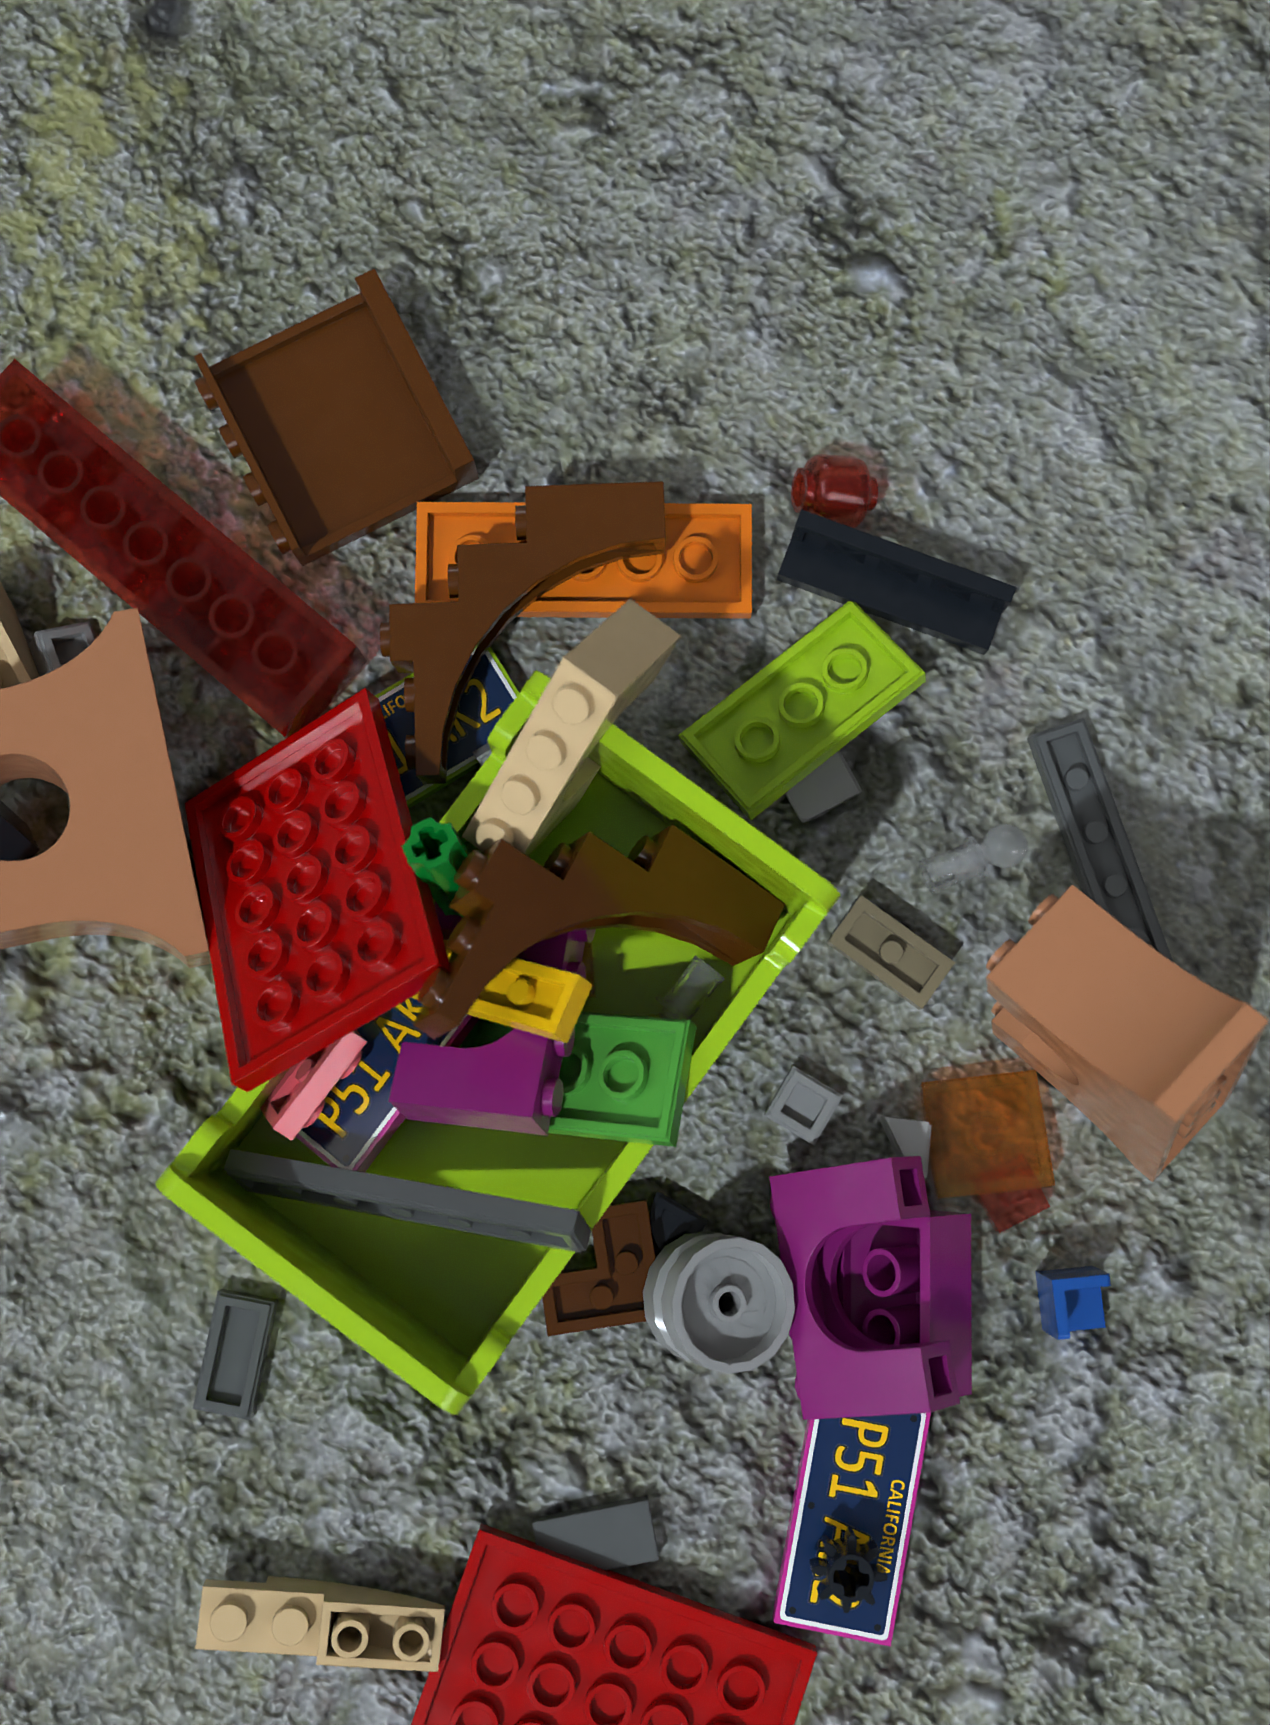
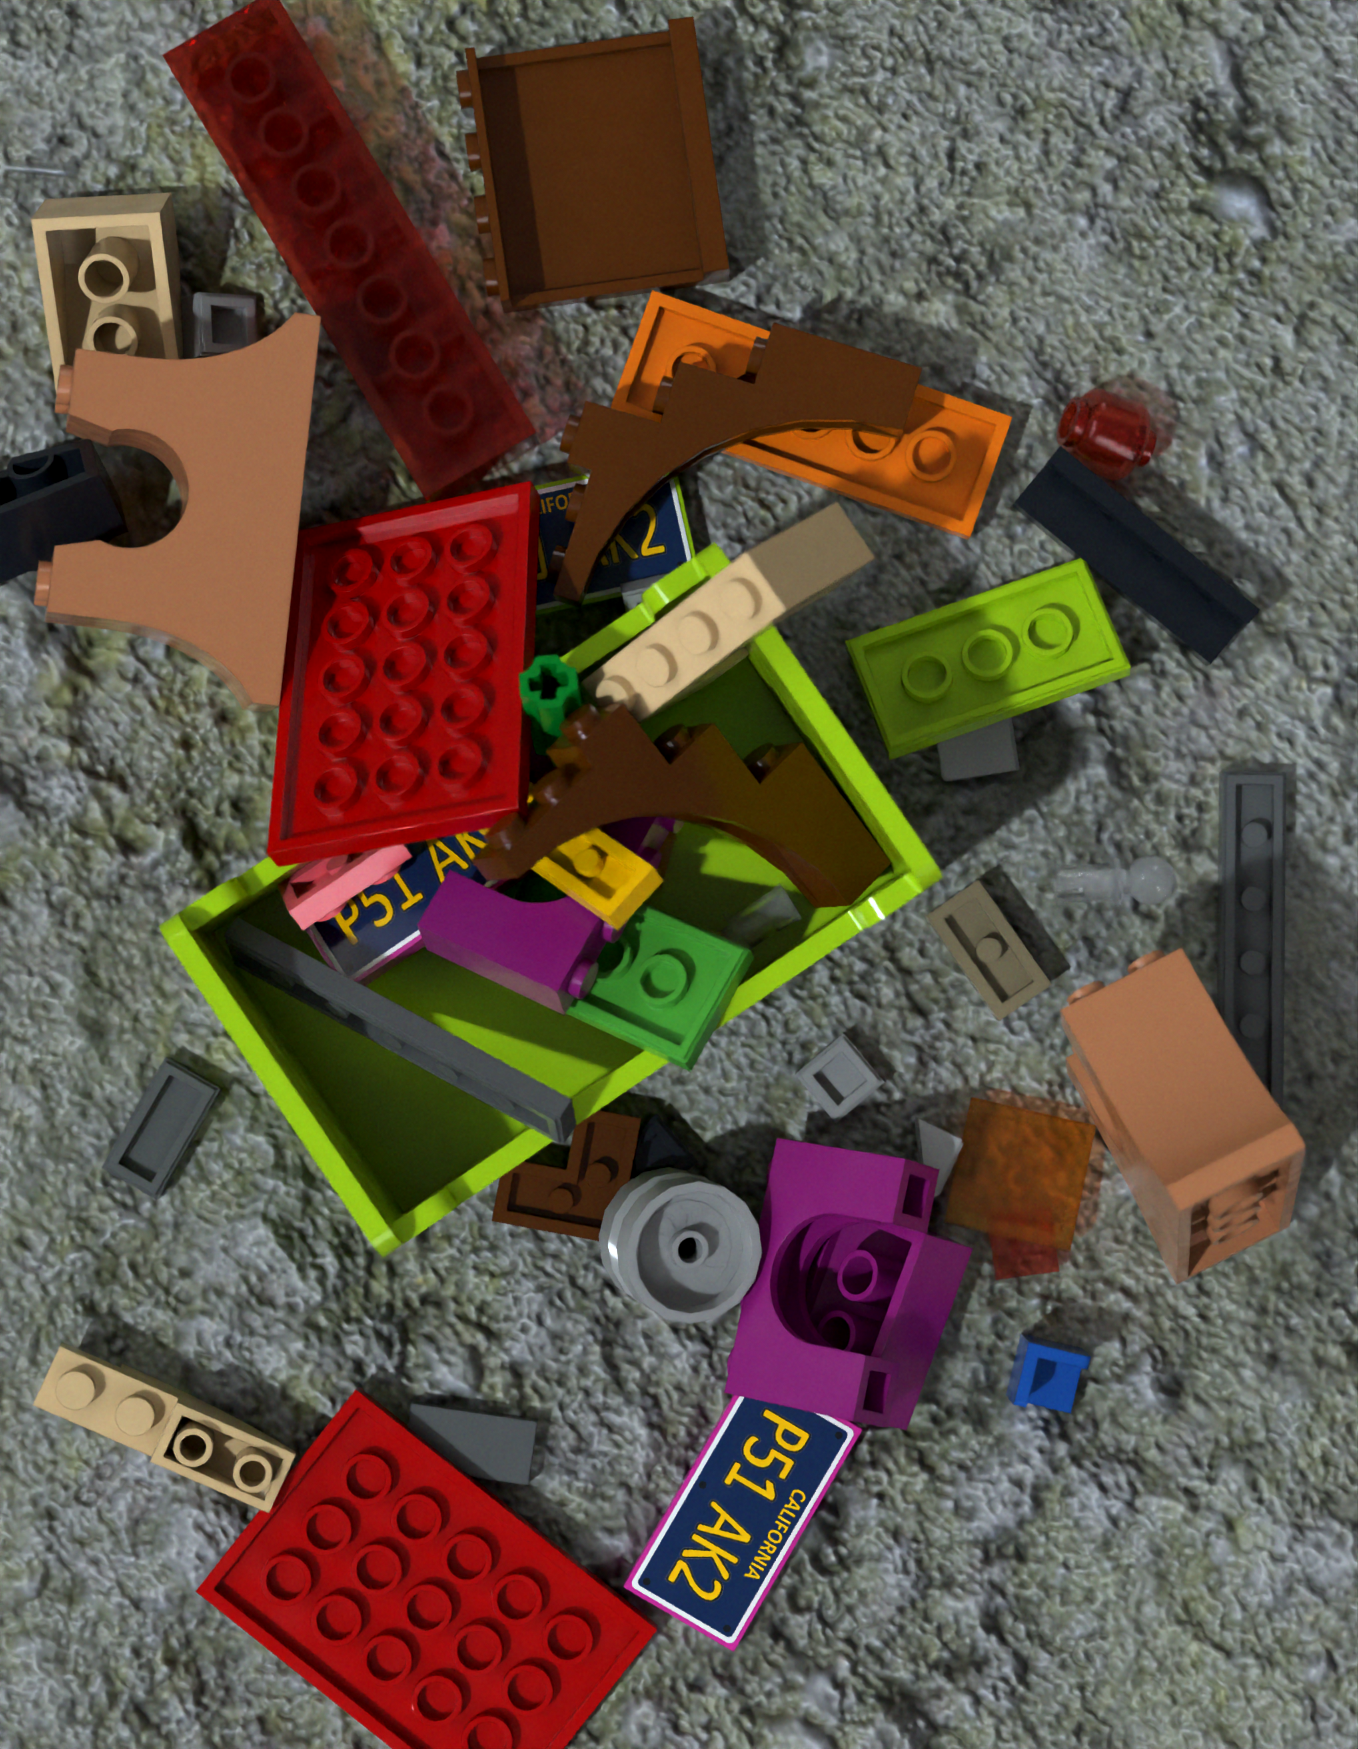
camera: 20 degrees right, 5 degrees up
(860, 1580) = (725, 1573): black gear -> none

